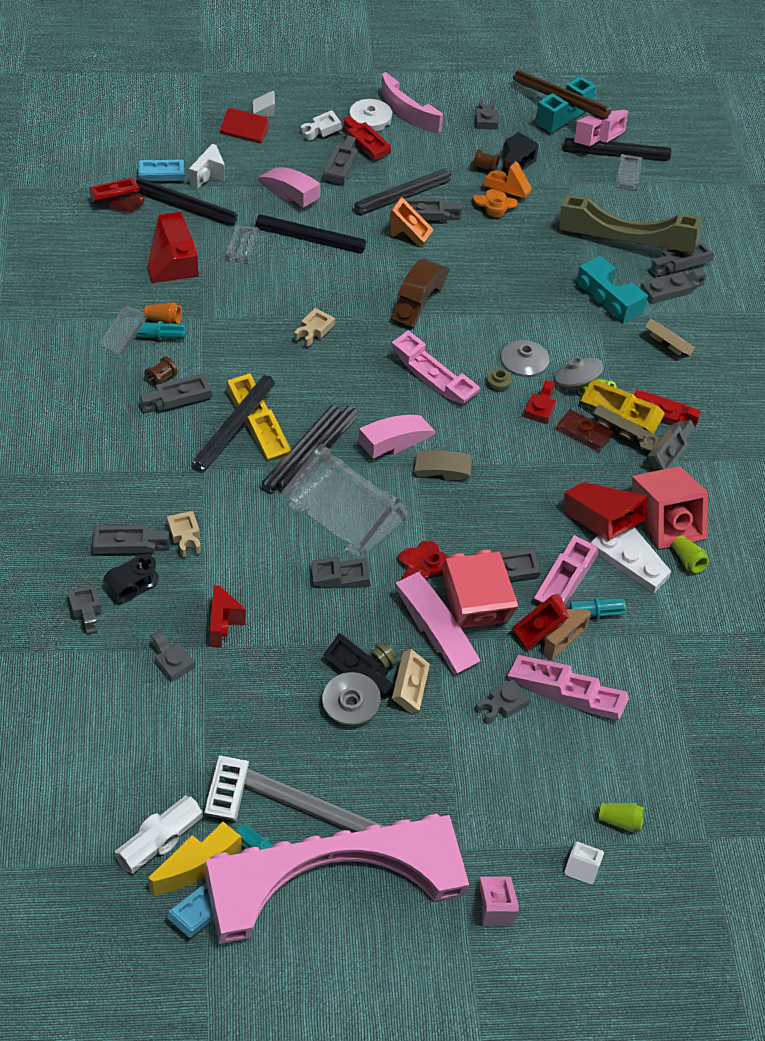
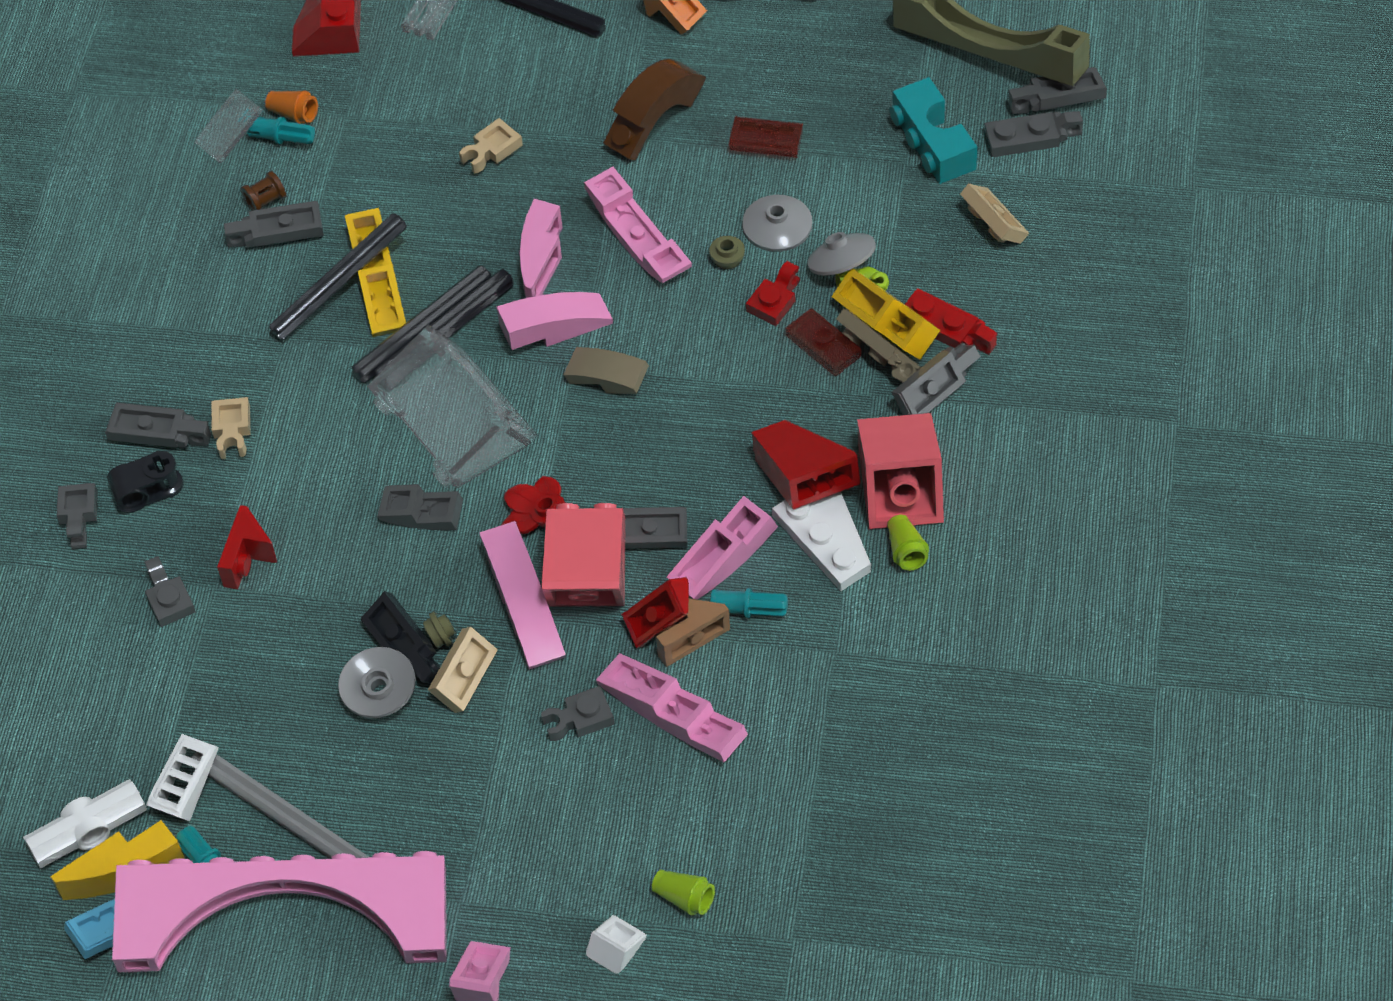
camera: 20 degrees right, 5 degrees up
(370, 388) = (540, 246): none -> bright pink slope
(500, 304) = (766, 137): none -> clear red plate

